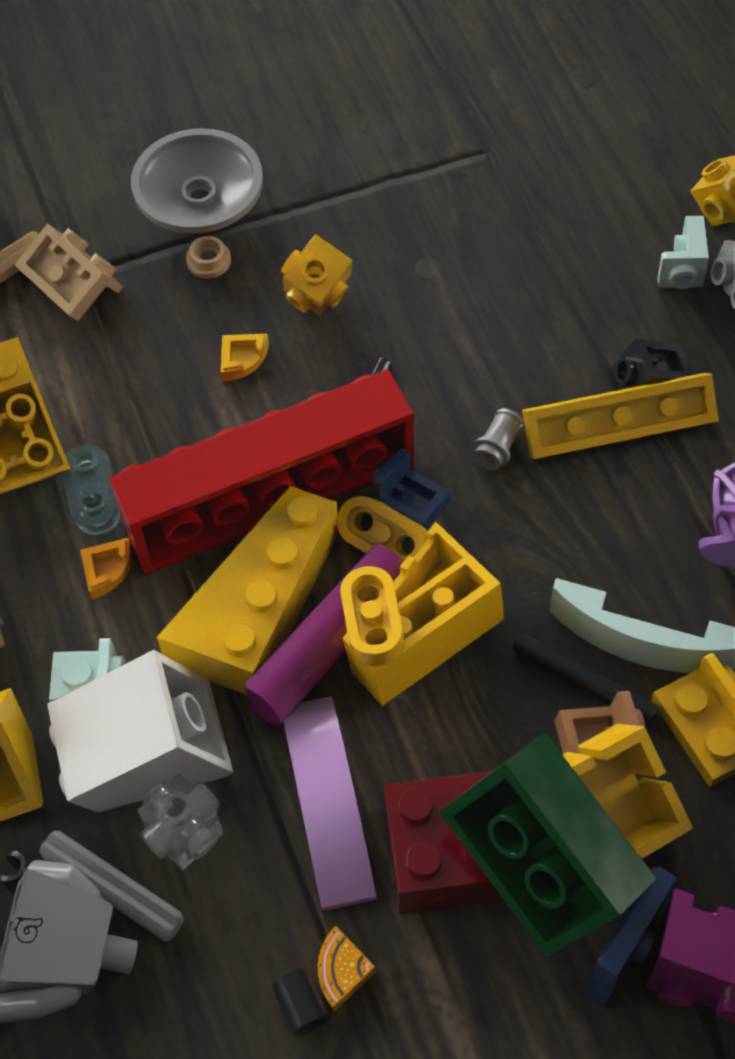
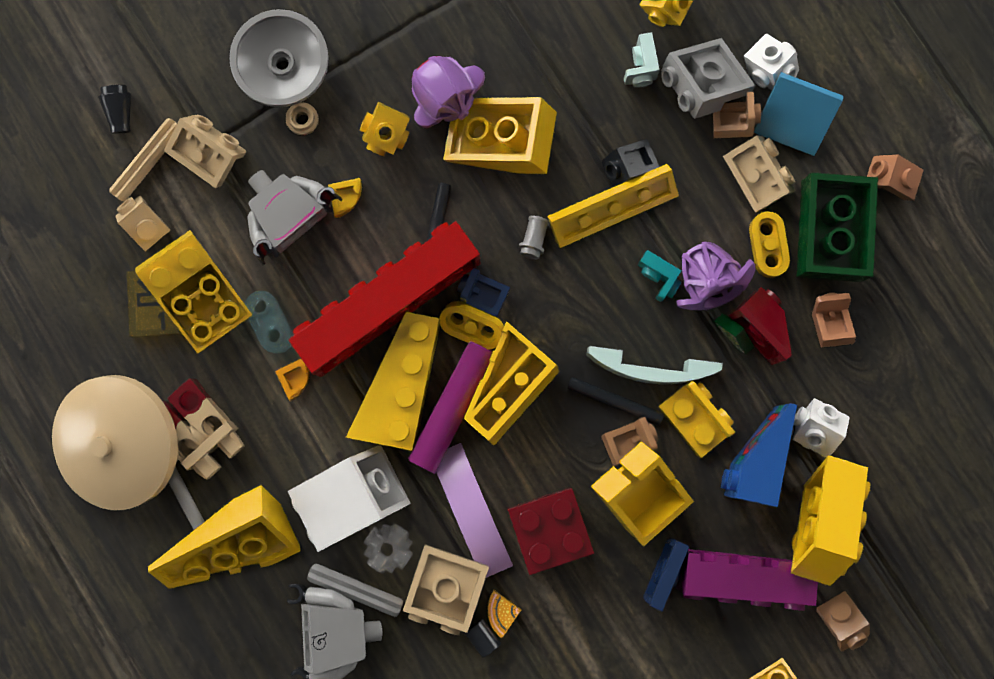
camera: 15 degrees left, 25 degrees up
(78, 668) = (303, 459): light aqua bracket -> none
(157, 352) = (284, 211): none -> light grey torso
(255, 904) = (445, 590): none -> tan plate
(372, 619) = (480, 407): yellow plate -> none
(406, 243) = (444, 90): none -> medium lavender piece
(478, 309) = (503, 135): none -> yellow slope
(548, 846) = (613, 542): dark green brick -> none
(682, 506) = (659, 269): none -> teal bracket

